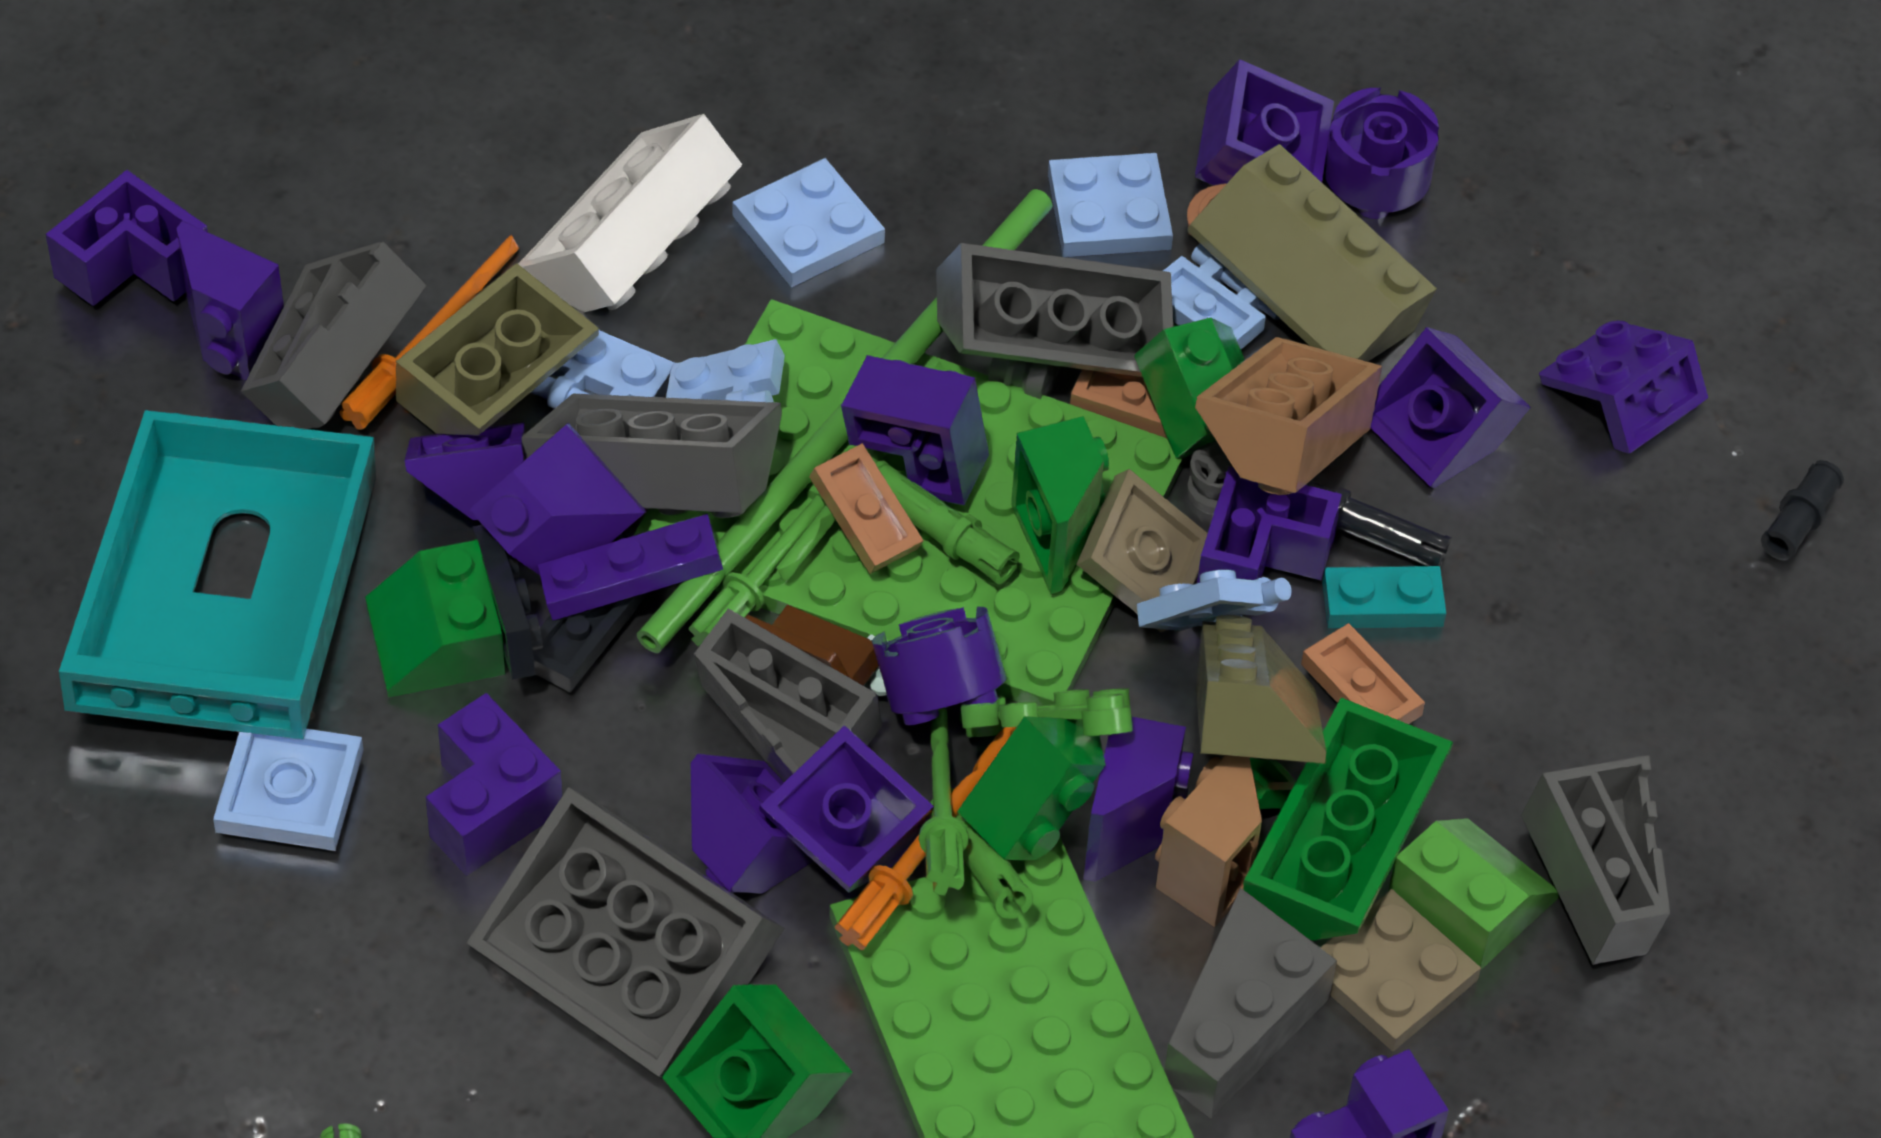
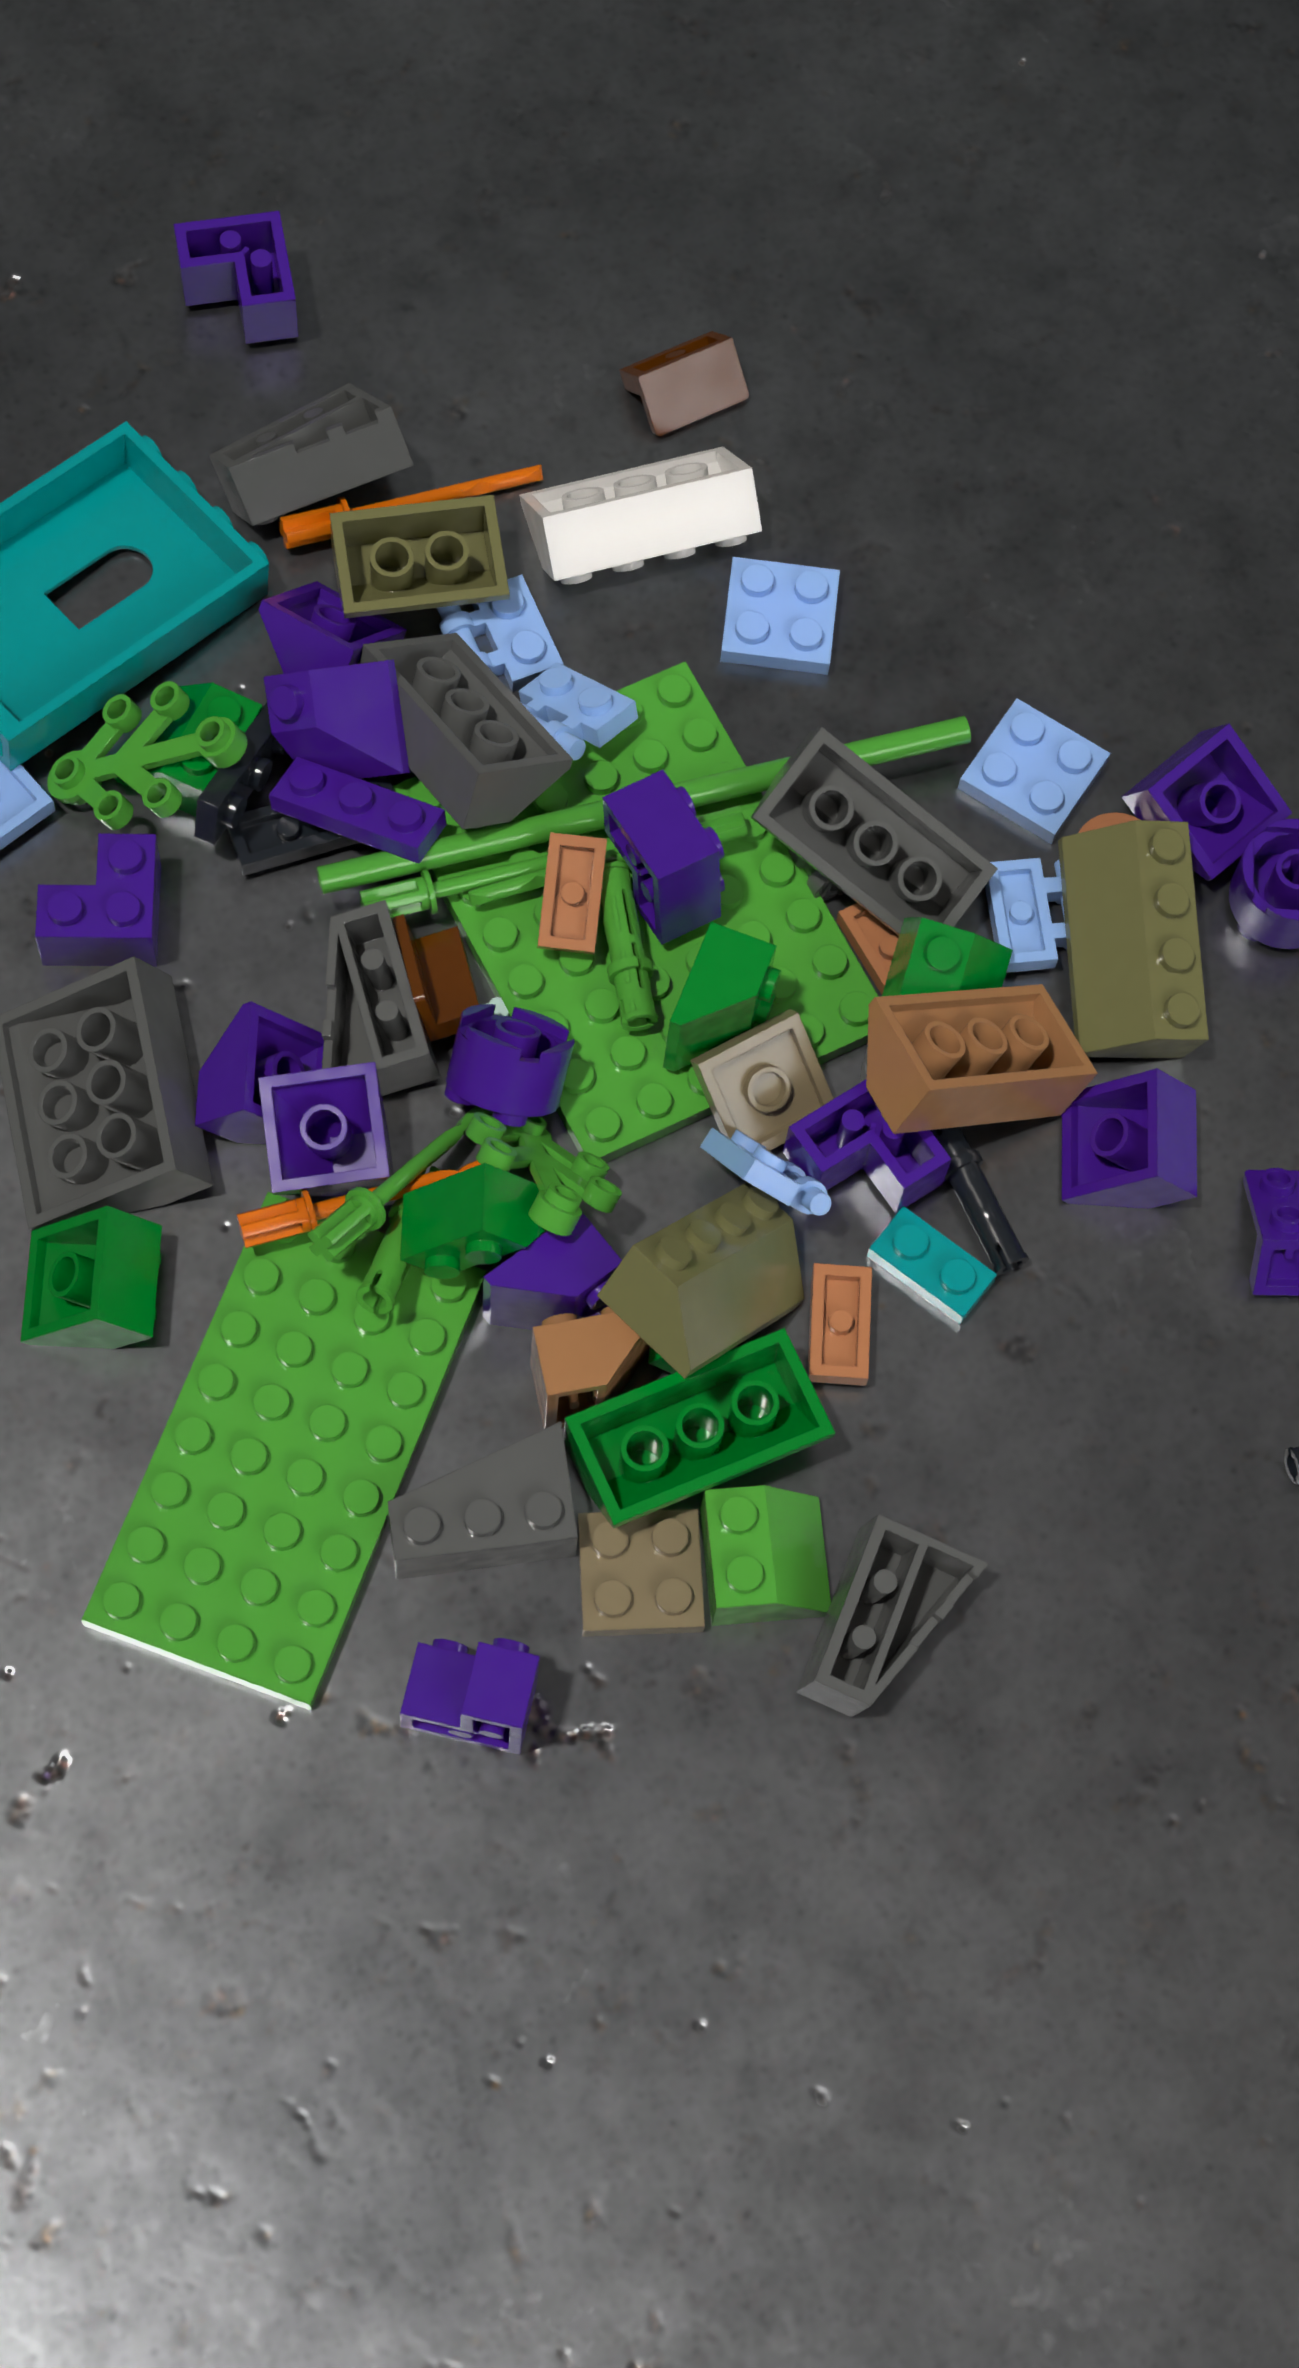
camera: 35 degrees right, 15 degrees up
(230, 299) = (260, 368): dark purple slope -> none
(410, 649) = (79, 774): none -> bright green plant
(568, 100) = (687, 381): none -> panel

